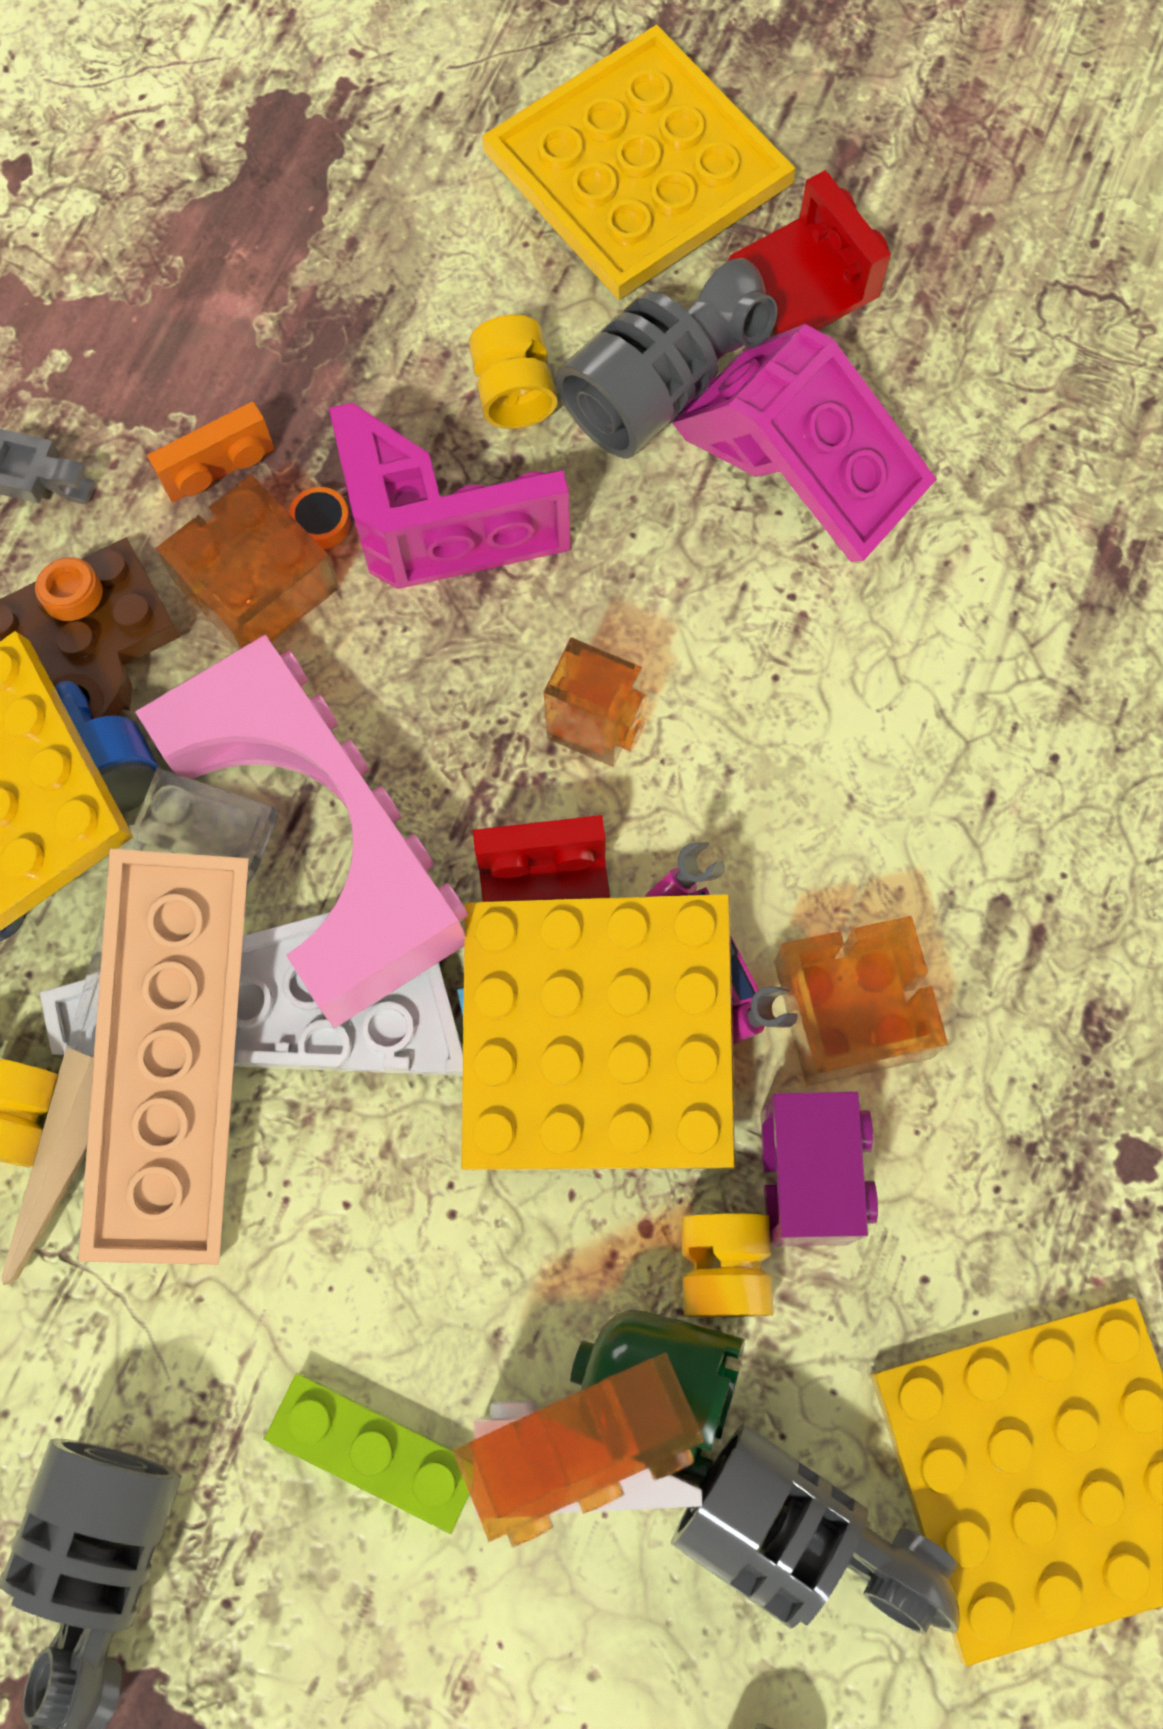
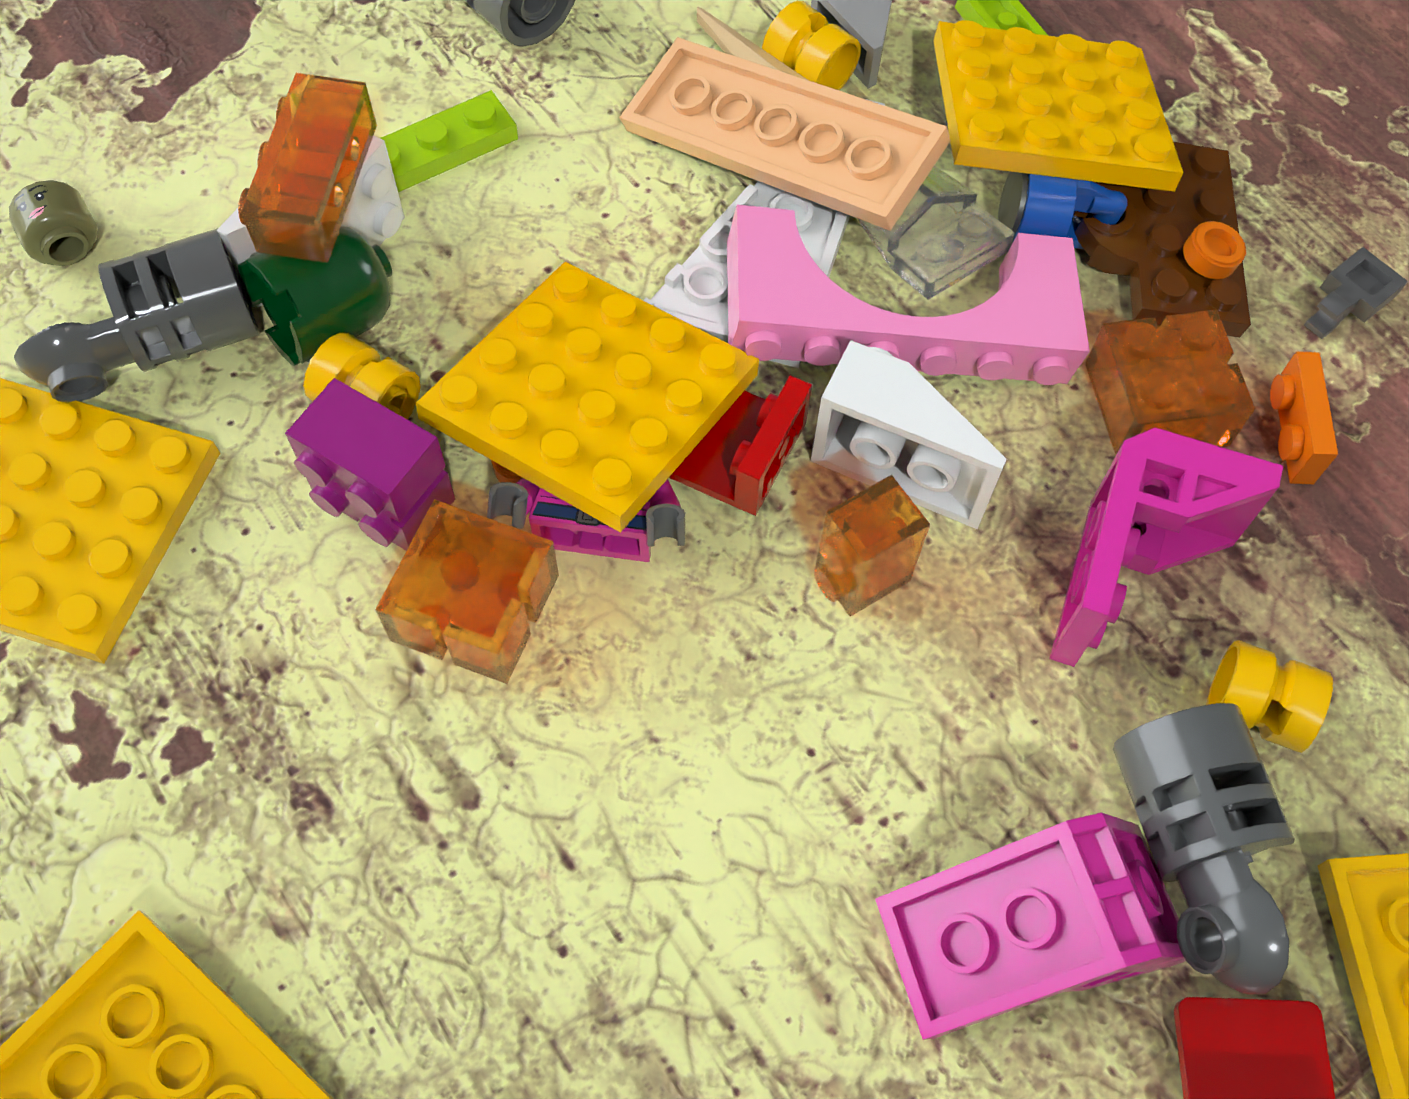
camera: 120 degrees right, 10 degrees down
(458, 764) = (891, 421): none -> white slope

